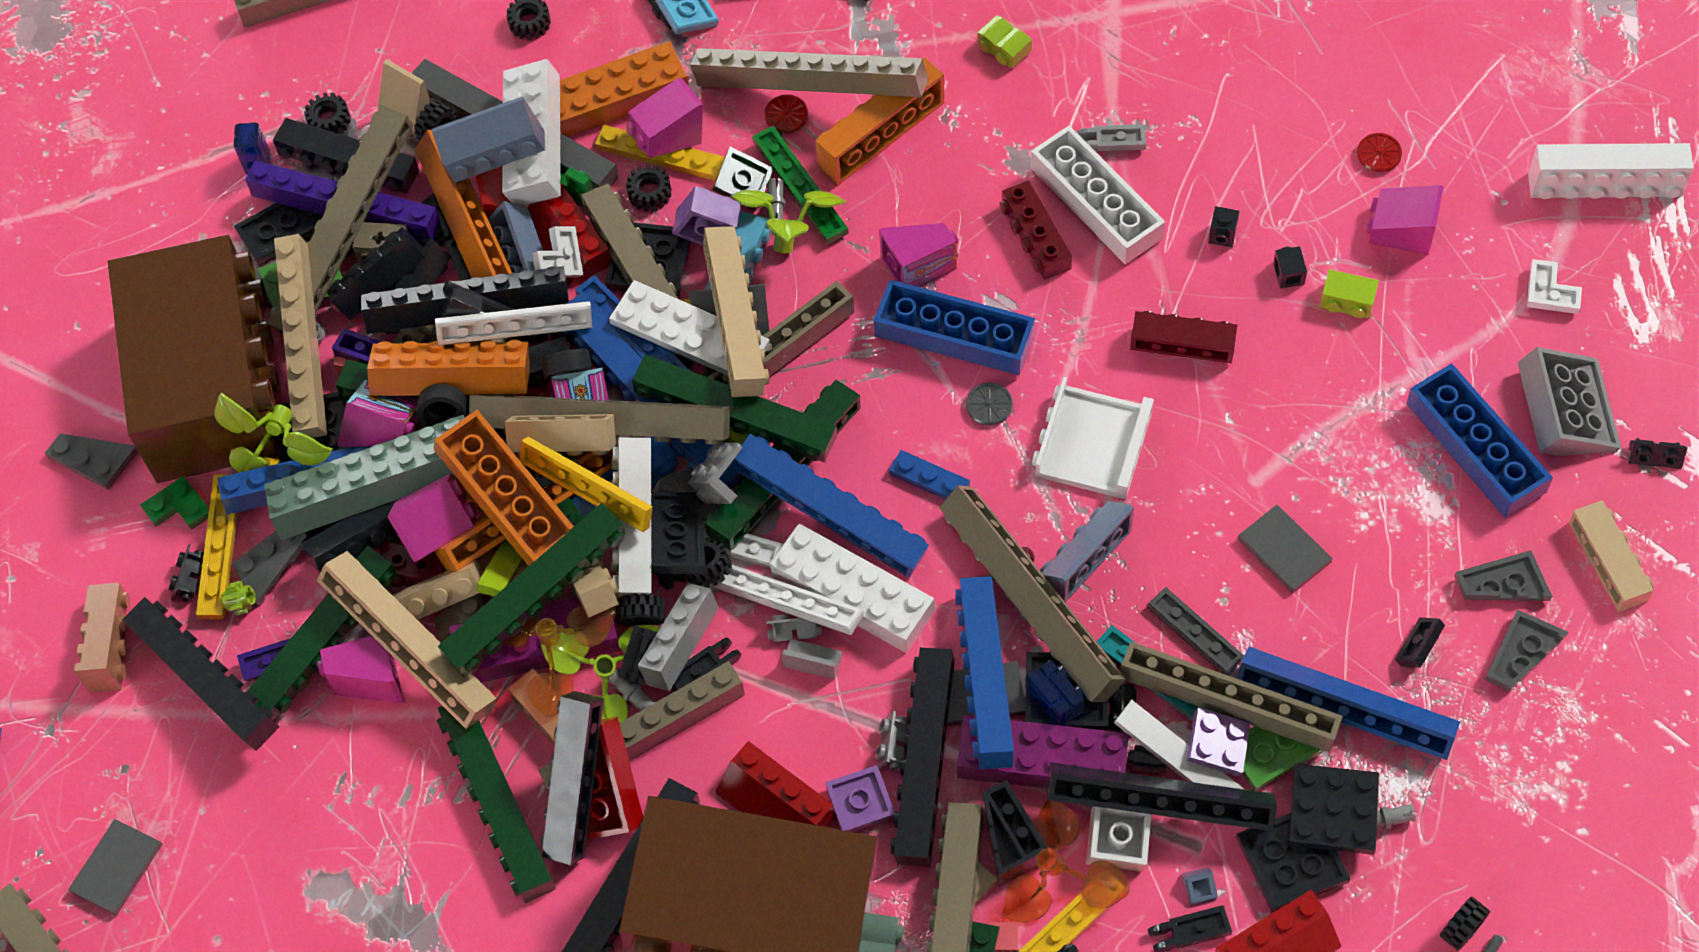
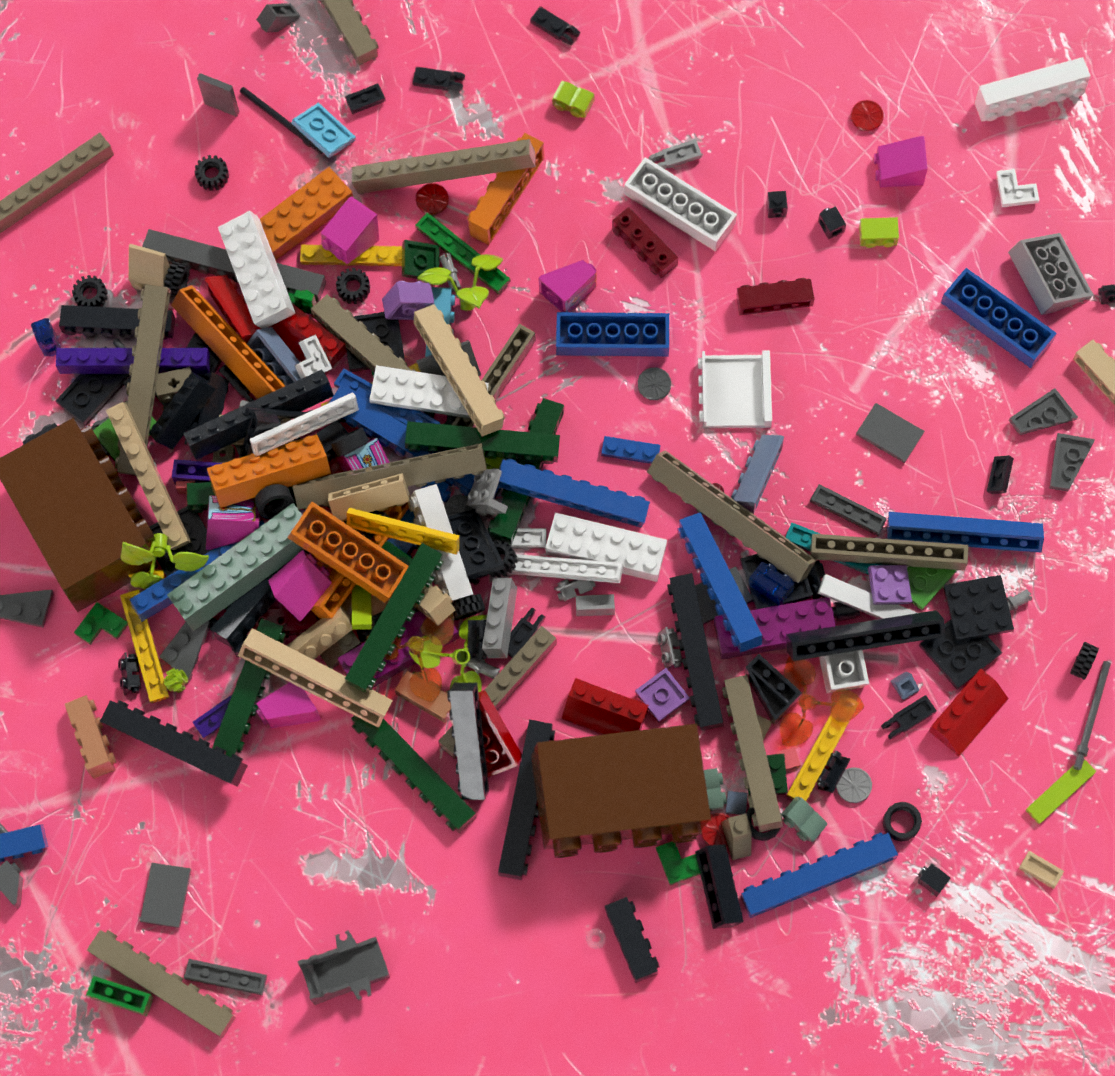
camera: 20 degrees left, 10 degrees up
(489, 139) = (234, 288): sand blue slope -> none

